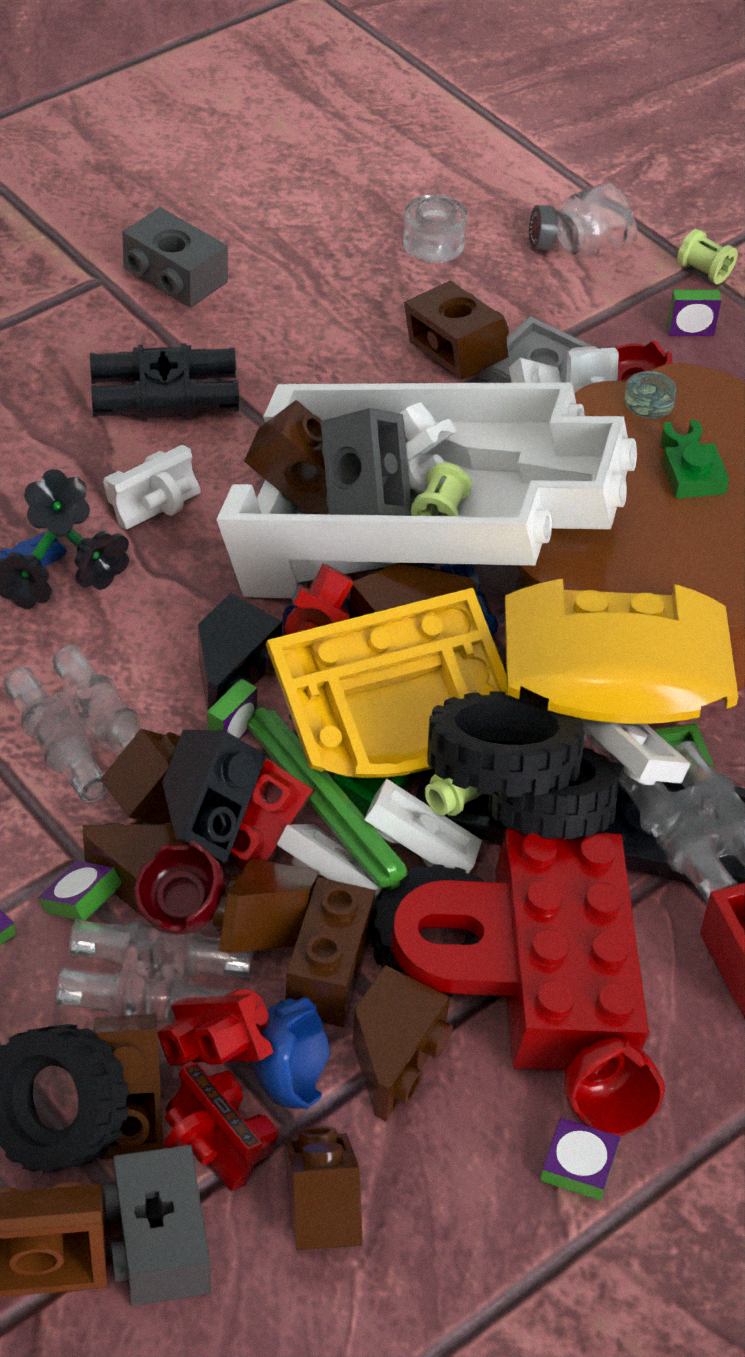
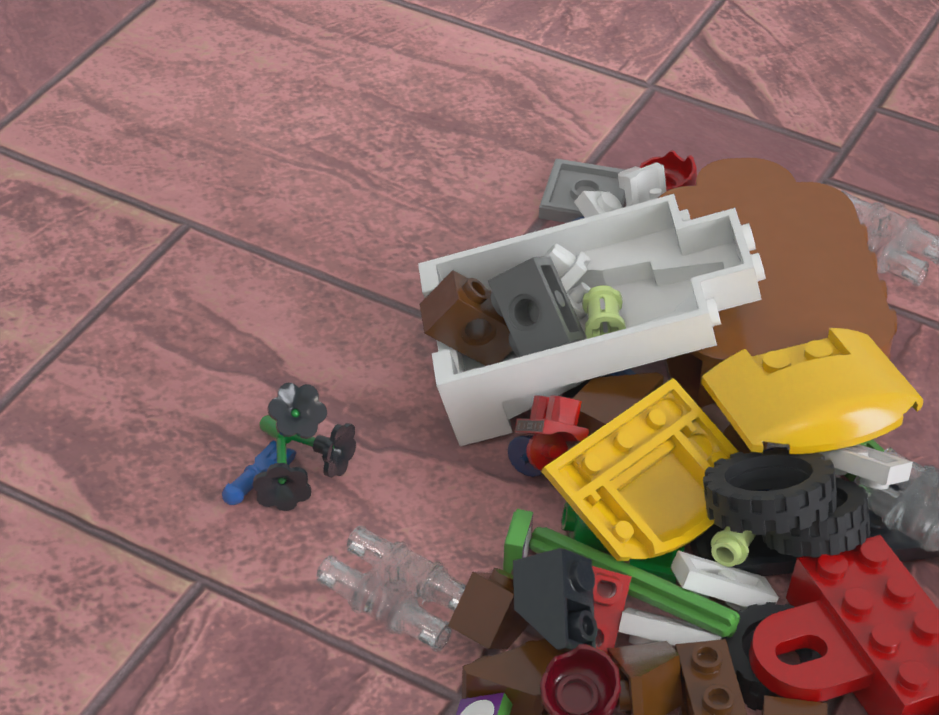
camera: 20 degrees left, 5 degrees down
(152, 487) = (343, 377): white hips -> none
(164, 382) = (297, 292): black pin -> none
(175, 257) = (246, 187): dark grey brick -> none
(234, 646) = (486, 490): black slope -> none
(434, 228) = (442, 109): clear wheel -> none
(457, 329) = (511, 184): reddish brown brick -> none
(543, 228) = (525, 86): dark grey tile -> none
(588, 218) = (560, 70): clear helmet -> none
(650, 394) = (713, 190): clear light blue tile -> none
(691, 466) = (776, 236): green plate -> none
(693, 312) = (680, 121): tile -> none
(707, 256) = (663, 75): yellowish green bush -> none

